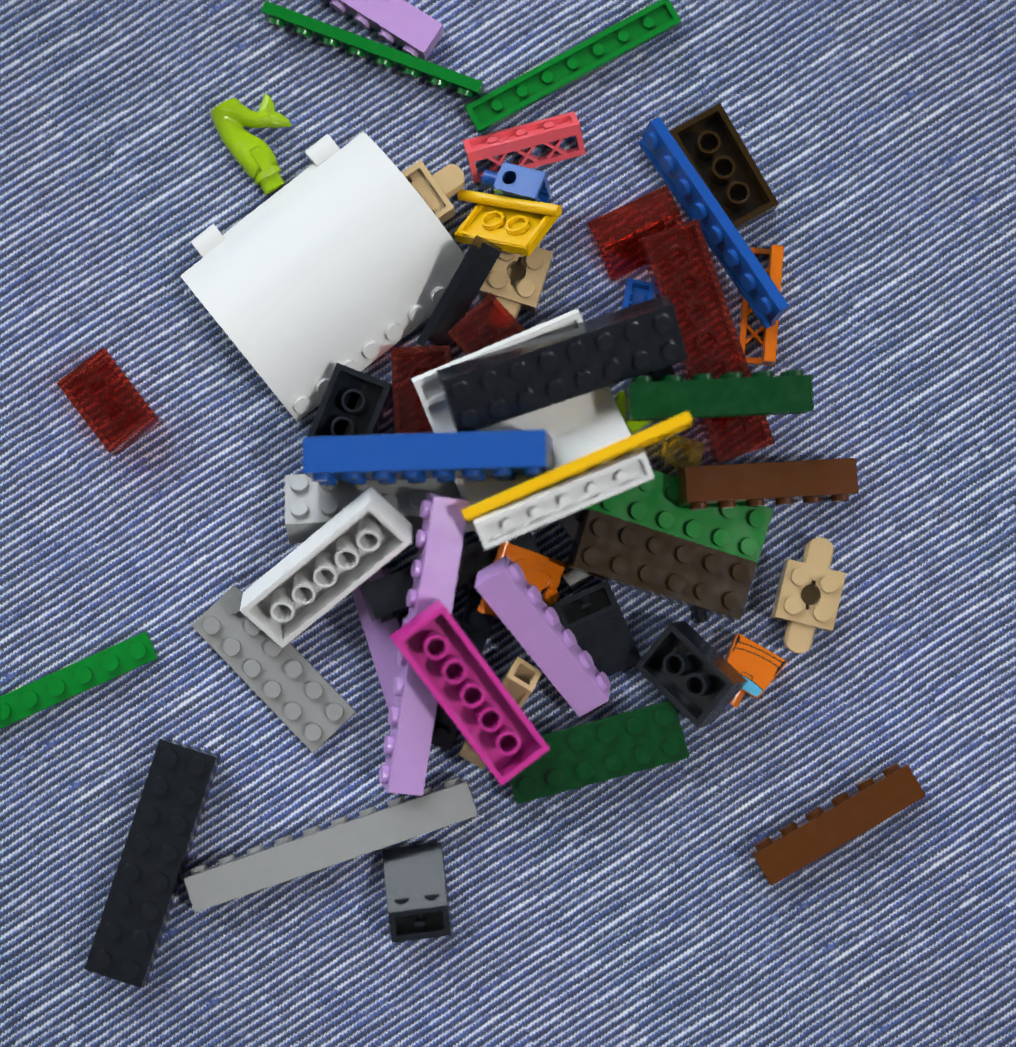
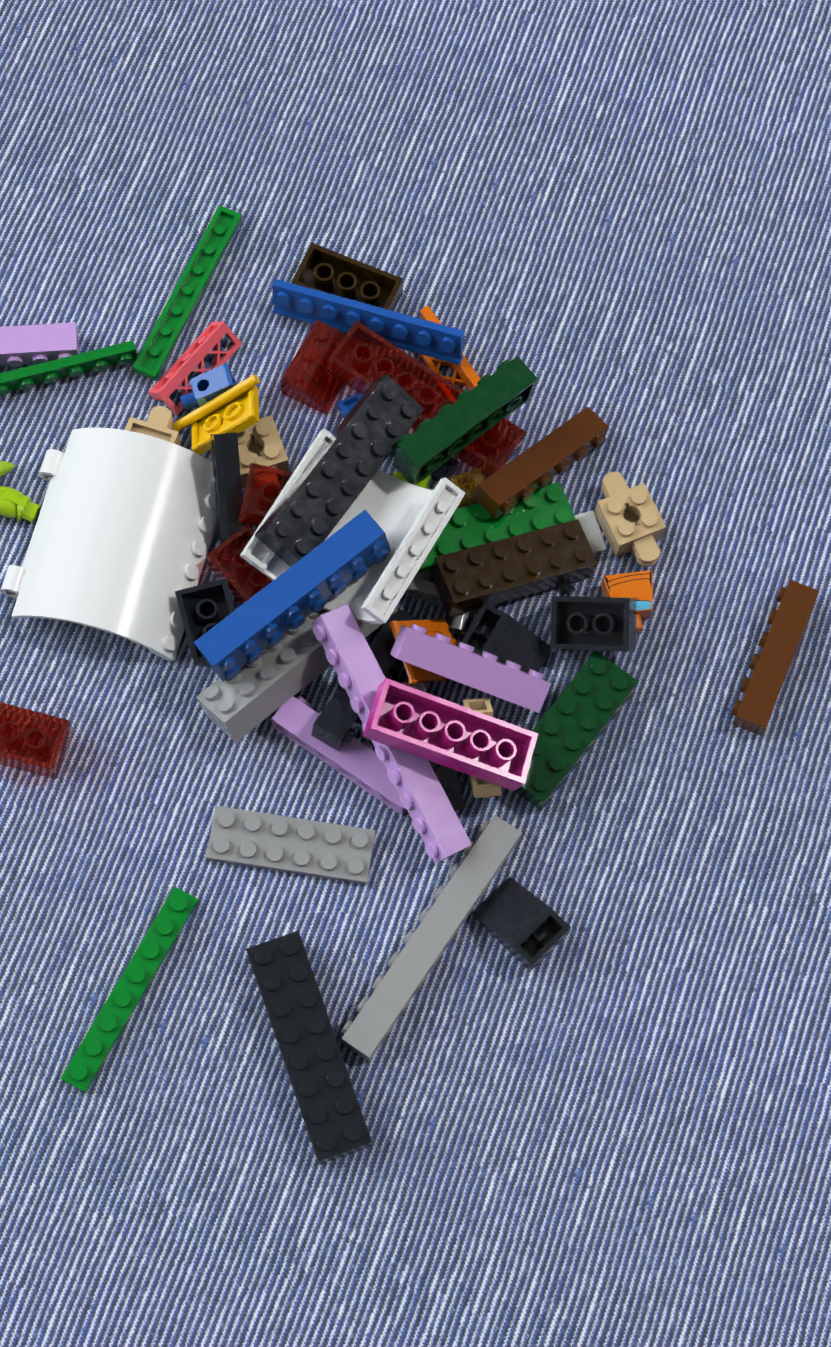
camera: 45 degrees left, 15 degrees down
(326, 567) = (277, 732): white brick -> none
(639, 440) = (436, 472): yellow tile -> none
(765, 575) = (591, 530): none -> white sticker

